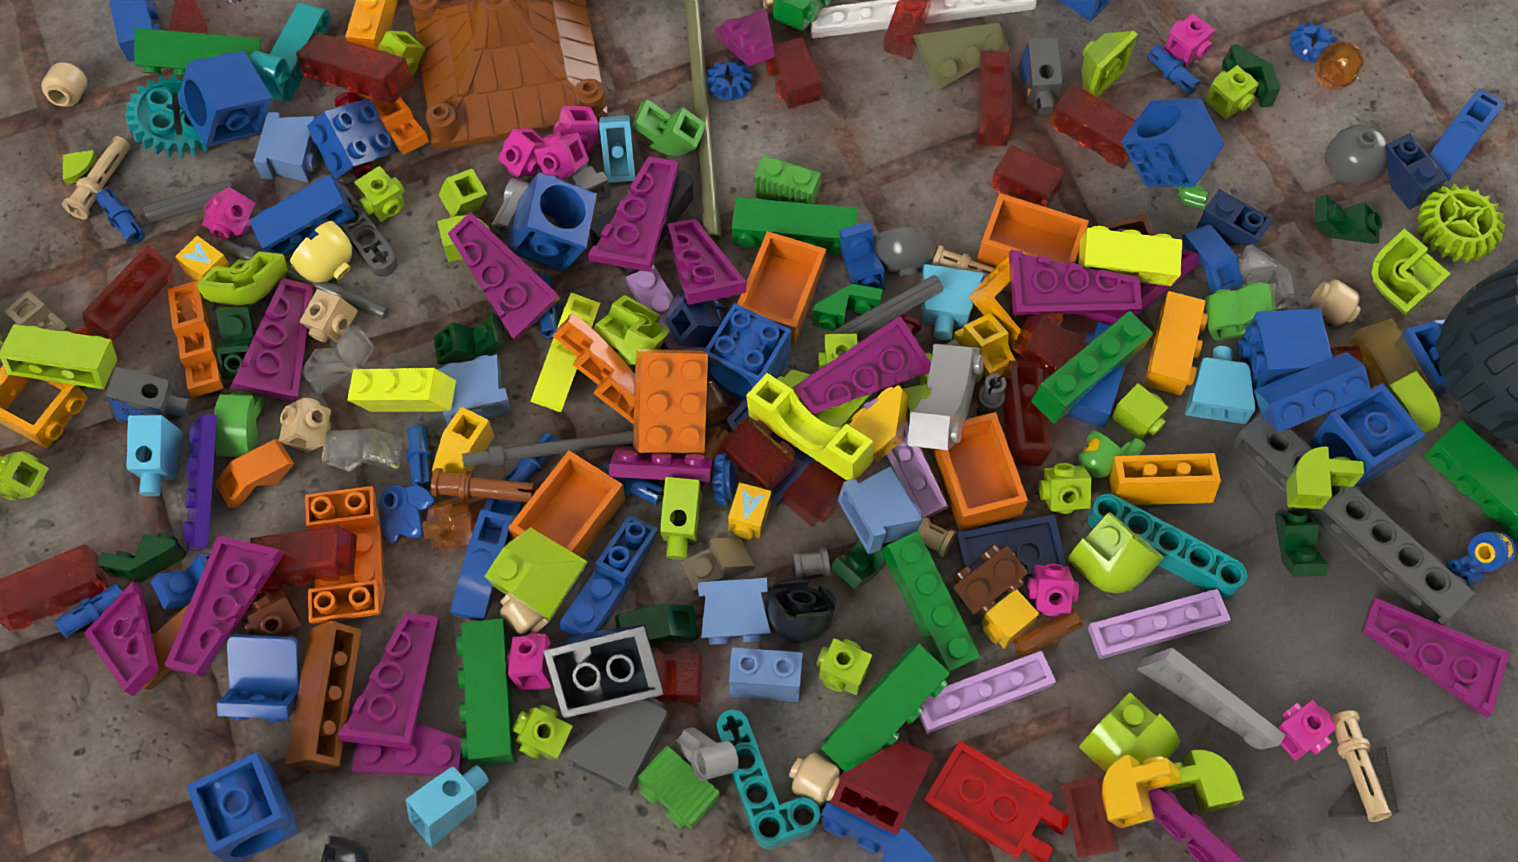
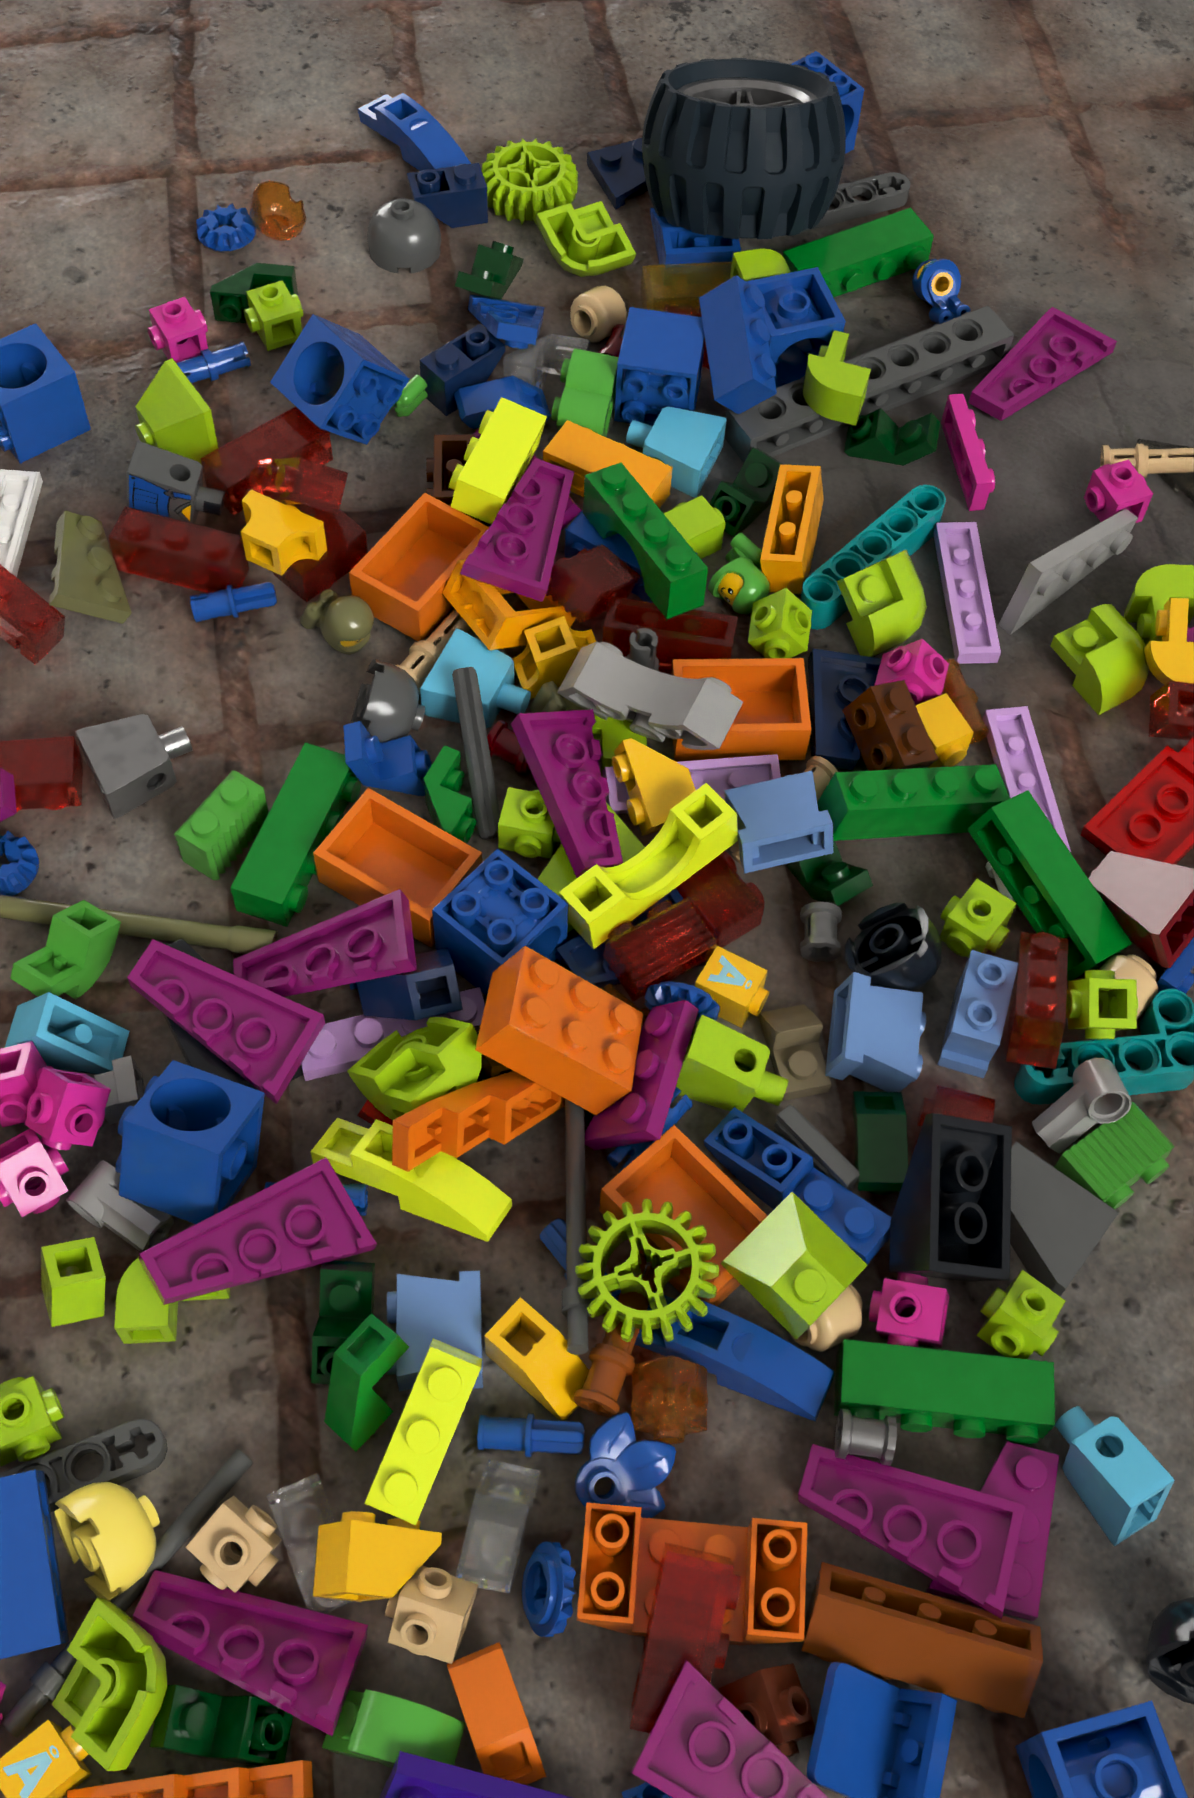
camera: 80 degrees left, 5 degrees down
(324, 382) = (367, 1558): none -> yellow slope
(325, 481) = (548, 1589): none -> blue gear
(436, 351) = (358, 1364): none -> green slope
(440, 641) = (865, 1437): none -> flat silver bush
(493, 493) = (670, 1262): none -> lime gear
(638, 585) = (826, 1158): none -> dark grey tile
(780, 709) = (1038, 1000): none -> clear red brick
(781, 750) = (1101, 1004): none -> lime brick
(820, 121) = (131, 760): none -> flat silver torso
(968, 140) = (232, 601): none -> blue axle
(971, 208) = (342, 620): none -> olive piece
(1015, 142) = (279, 533): none -> yellow brick
(1058, 139) = (300, 483): none -> clear red brick
(1187, 438) = (749, 493): none -> dark green slope
(1292, 242) = (508, 320): none -> blue wing
(1307, 605) = (967, 452): none -> dark pink plate

